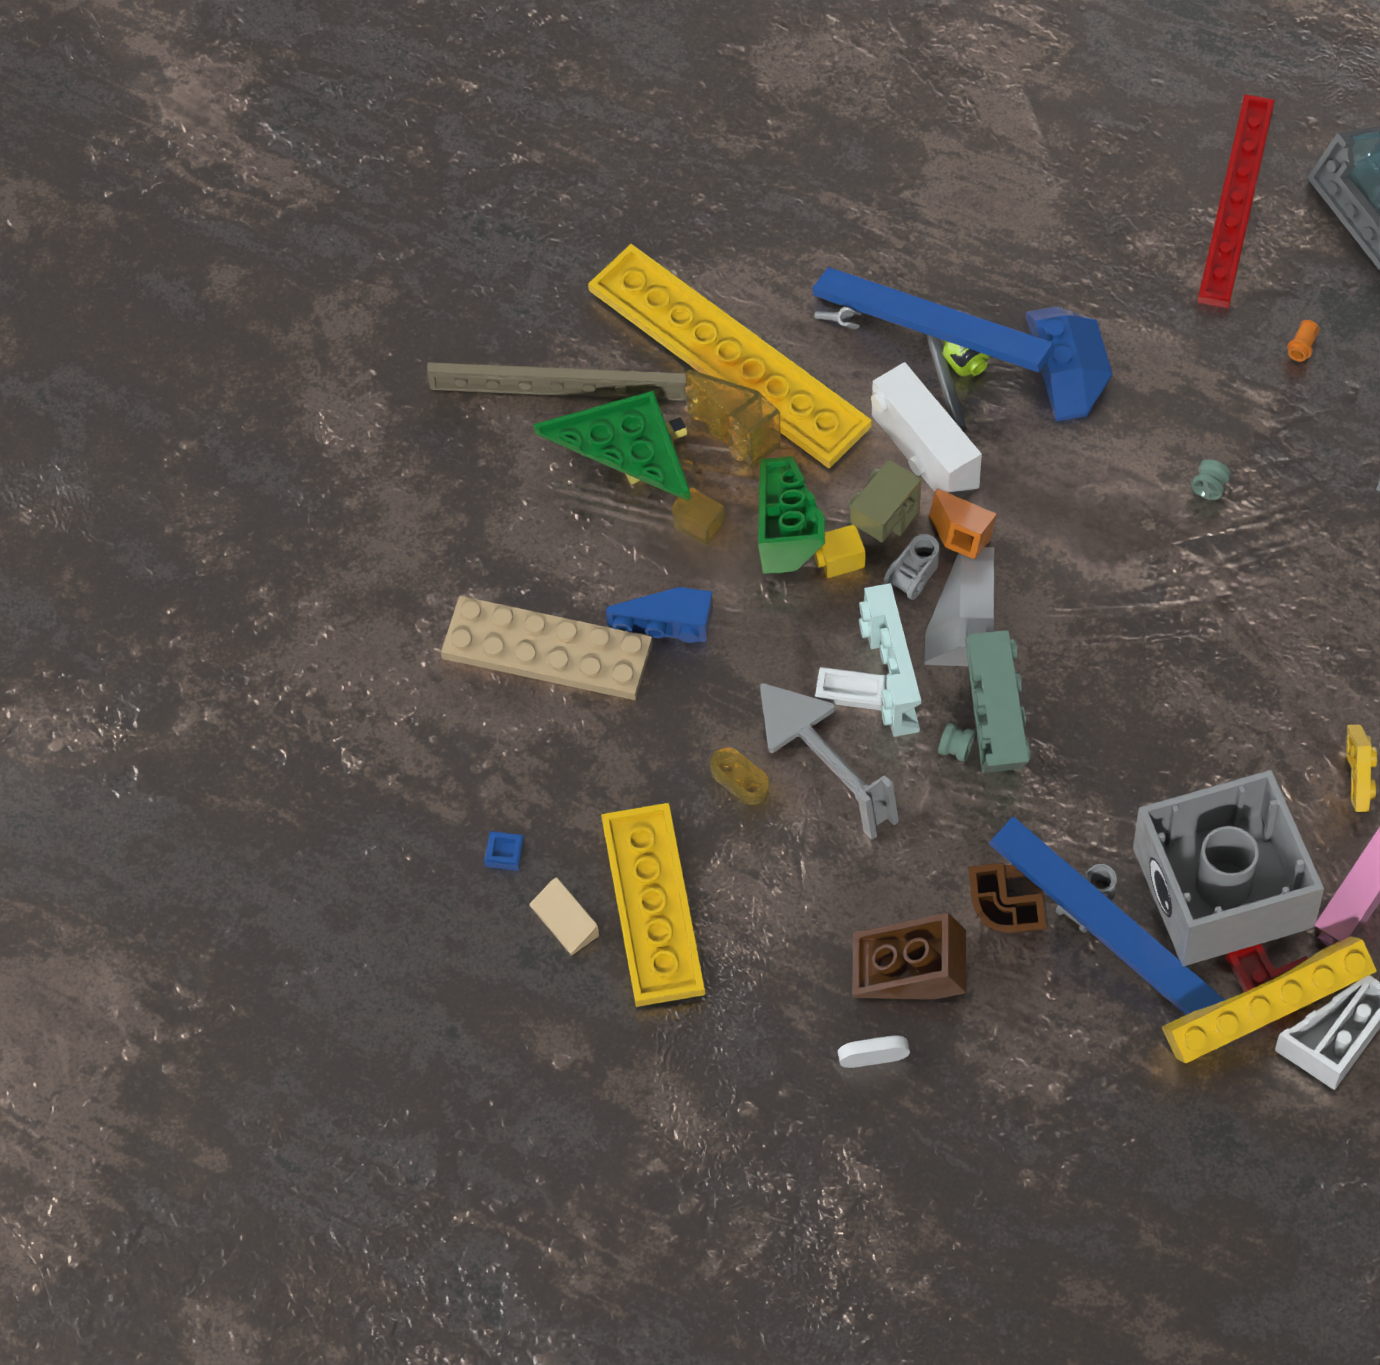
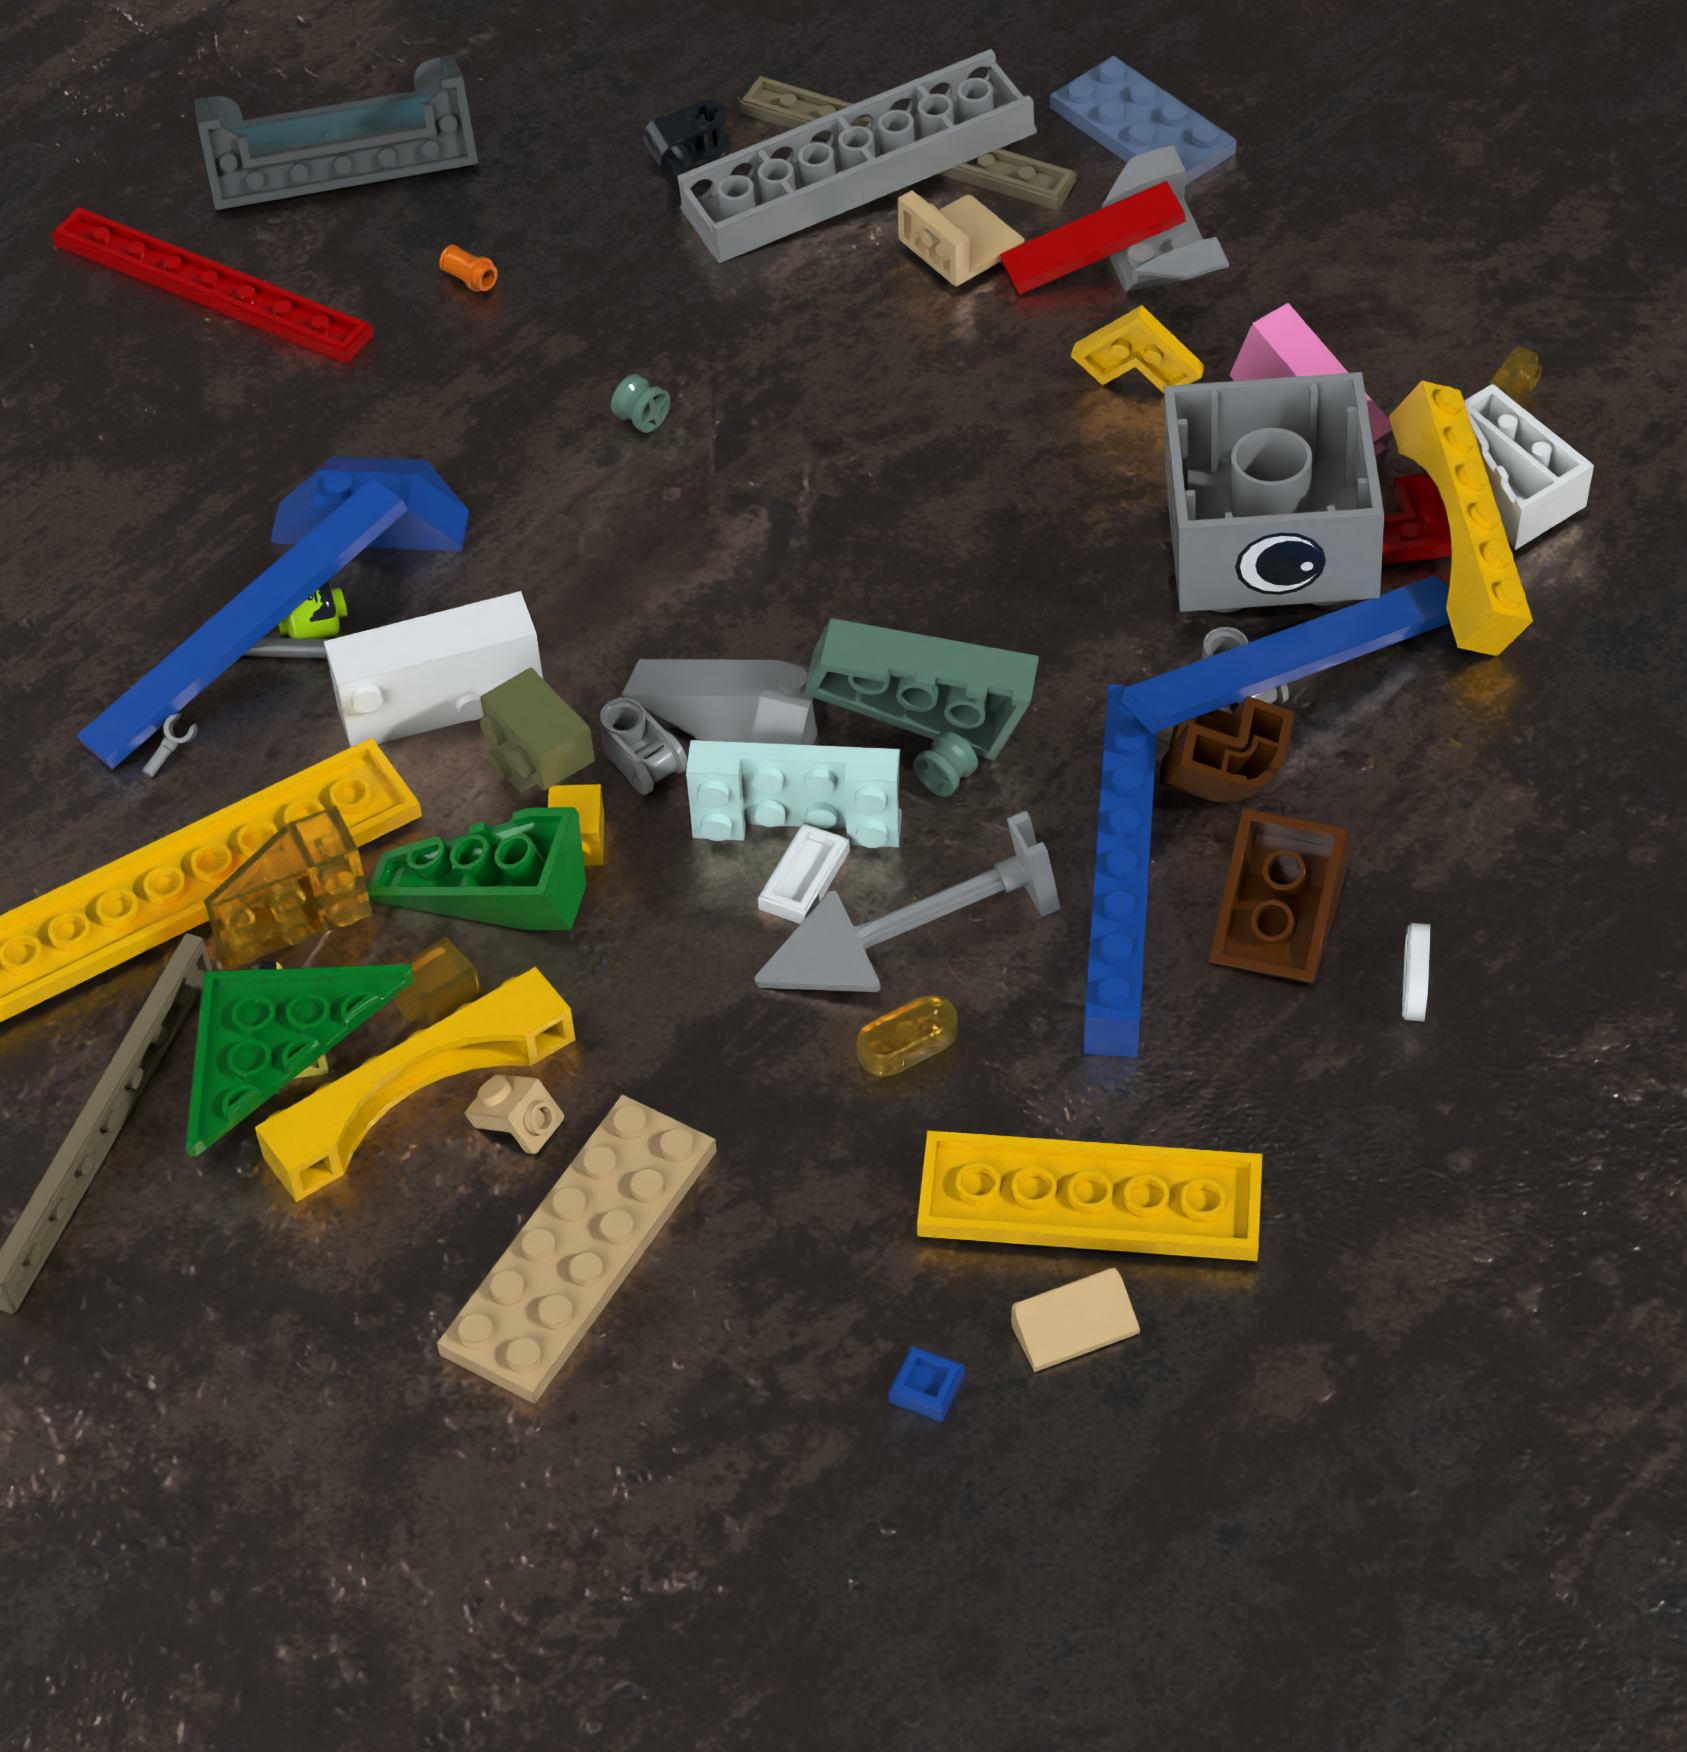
camera: 75 degrees left, 10 degrees down
(578, 493) = (506, 1027): none -> yellow arch
(624, 582) = (516, 1107): none -> tan bracket
(670, 613) = (598, 1051): blue slope -> none
(884, 864) = (1120, 884): none -> blue brick
(961, 523) = (600, 669): orange slope -> none

